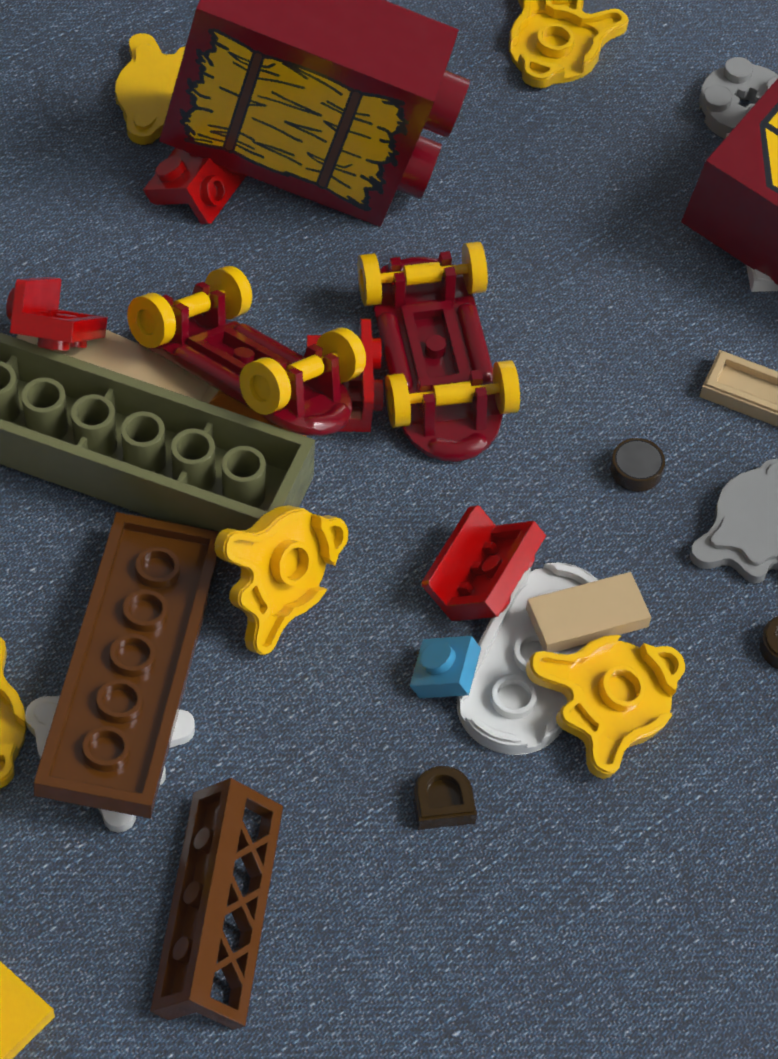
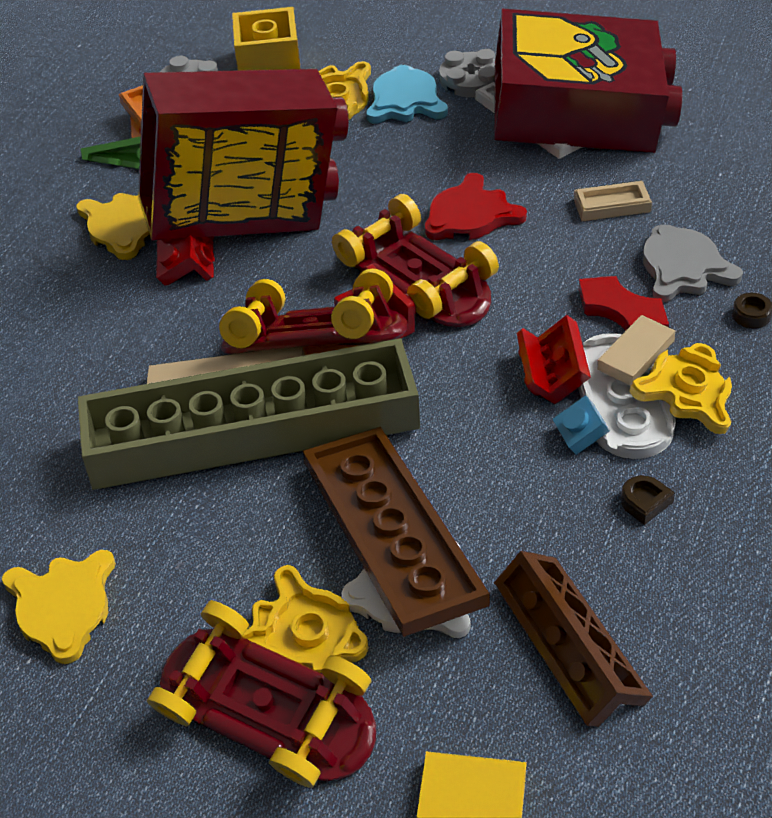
camera: 25 degrees left, 10 degrees down
(36, 313) = (181, 362): red bracket -> none
(280, 568) = (434, 414): yellow tile -> none
(574, 304) = (471, 210): none -> red tile
(629, 524) = (611, 300): none -> red tile
(635, 87) = (403, 94): none -> medium azure tile
(637, 464) = (583, 265): tile -> none

